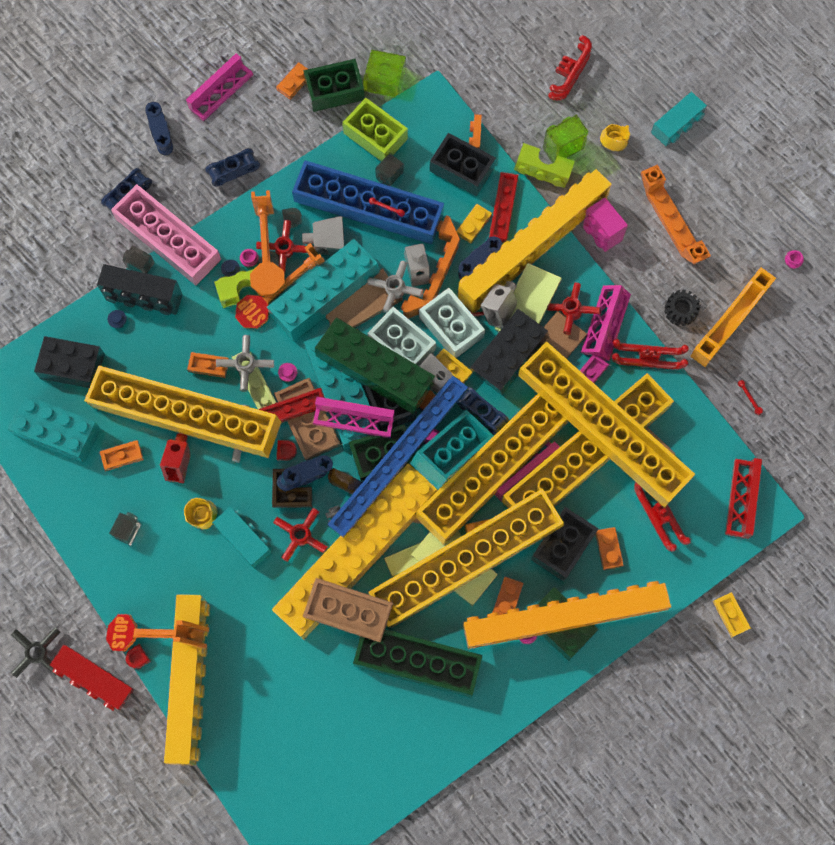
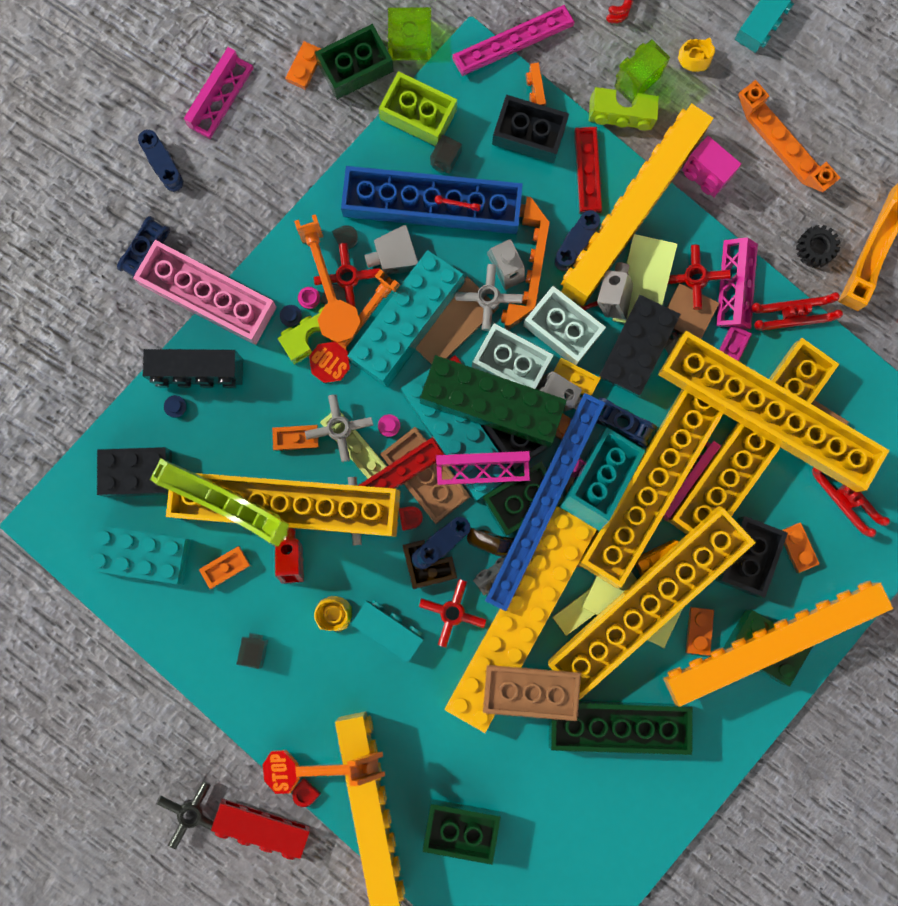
camera: 15 degrees left, 10 degrees up
(129, 390) = (221, 500): none -> lime arch
(137, 260) = (180, 331): clear smoke brick -> none
(222, 171) = (271, 179): dark blue piece -> none
(260, 717) = (461, 831): none -> dark green brick
(467, 95) = (513, 40): none -> dark pink tile
(474, 223) = (558, 197): yellow plate -> none

